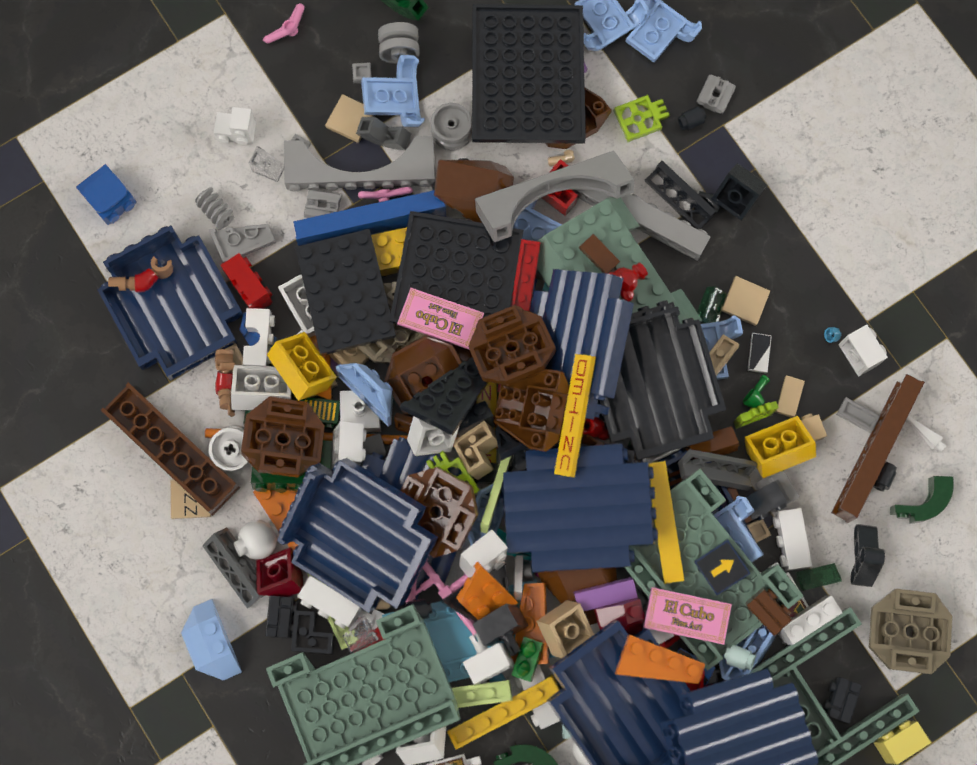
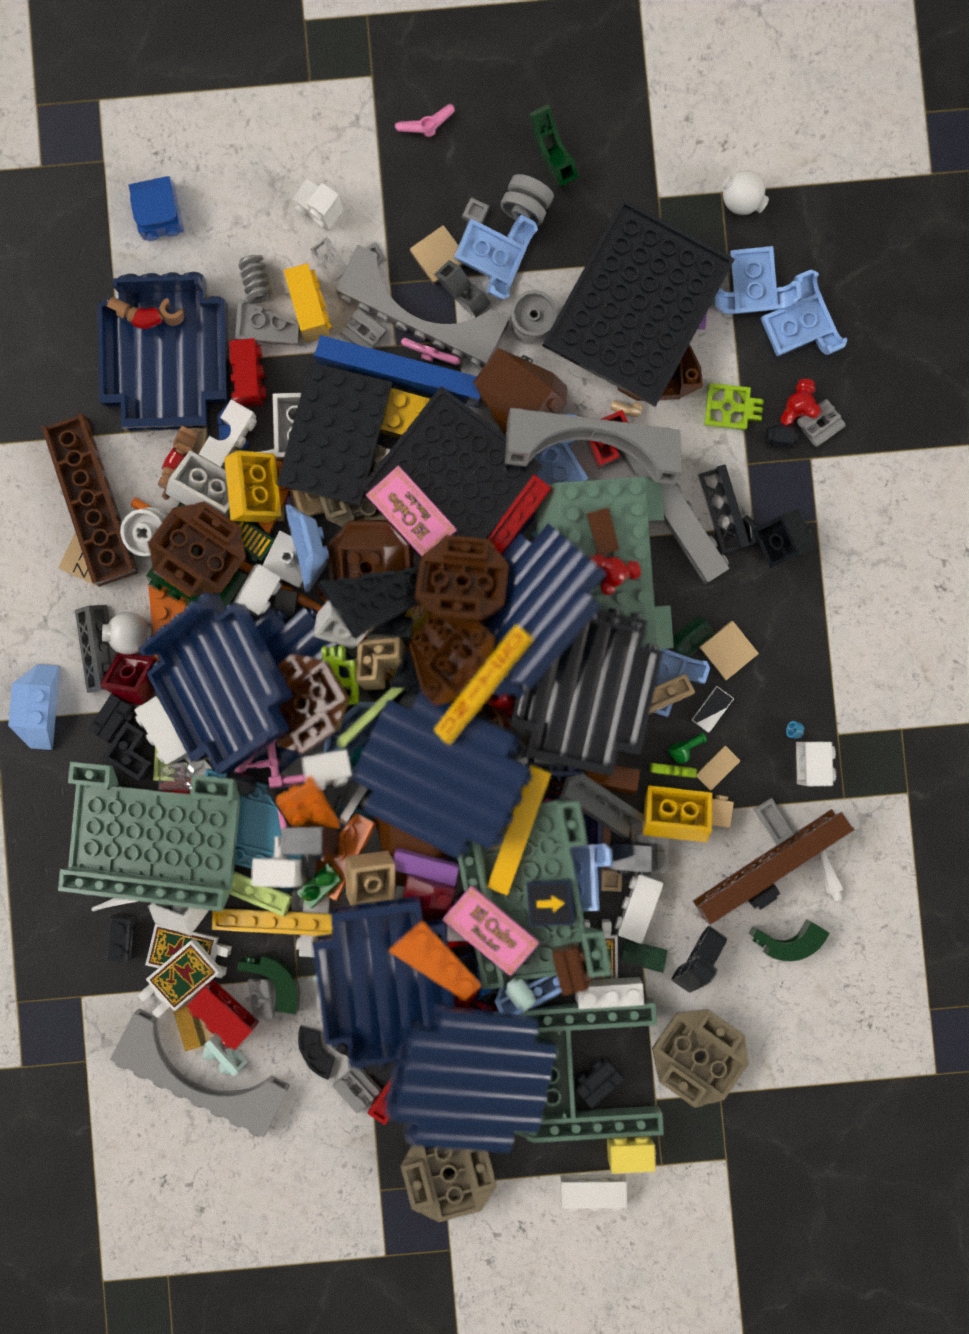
camera: 30 degrees right, 10 degrees up
(267, 204) = (308, 302): none -> yellow brick
(693, 86) = (801, 403): none -> red animal

